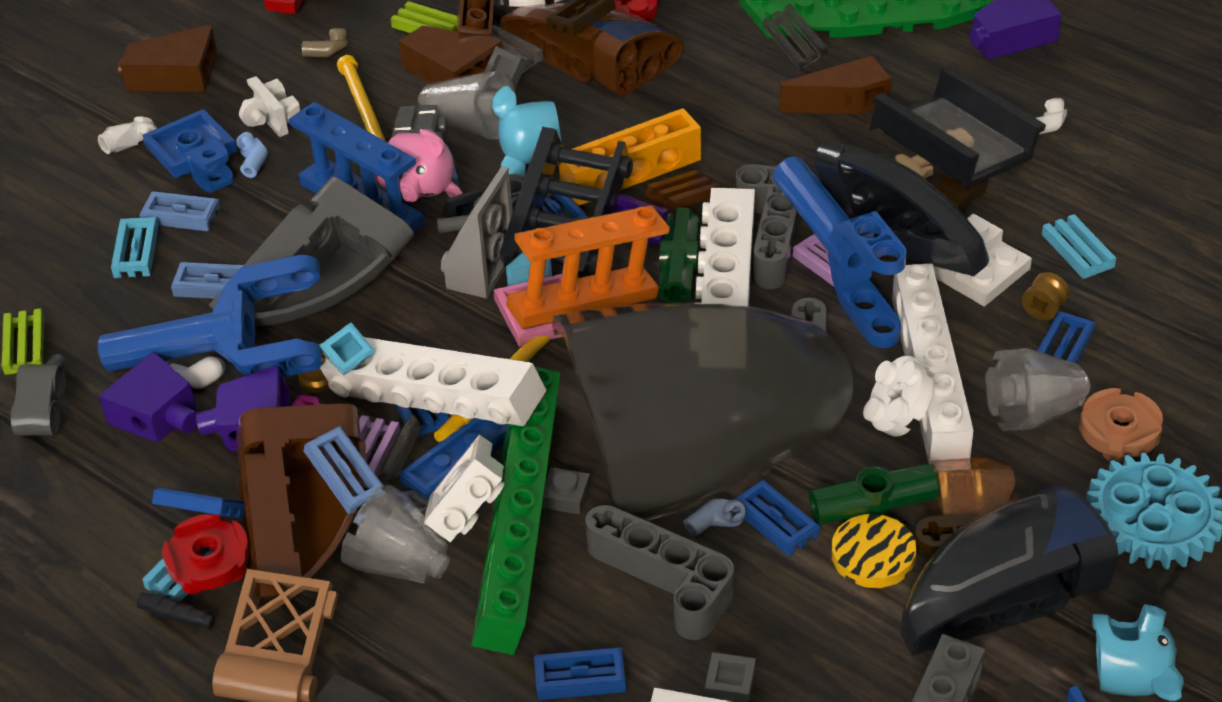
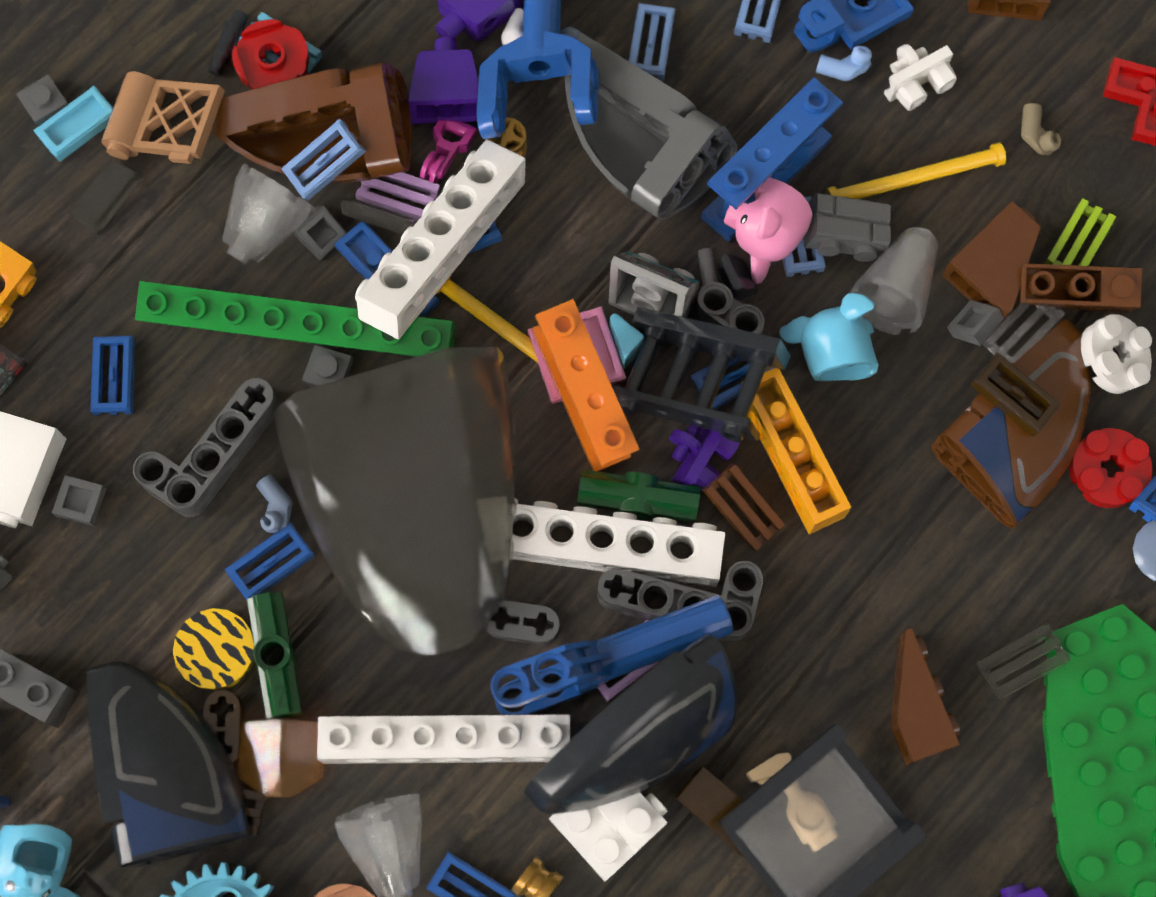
camera: 90 degrees right, 30 degrees up
(198, 502) = (331, 40): blue tile -> none
(346, 349) = (489, 159): medium azure slope -> none
(463, 490) = (297, 267): white plate -> none
(899, 395) = (386, 695): white plate -> none

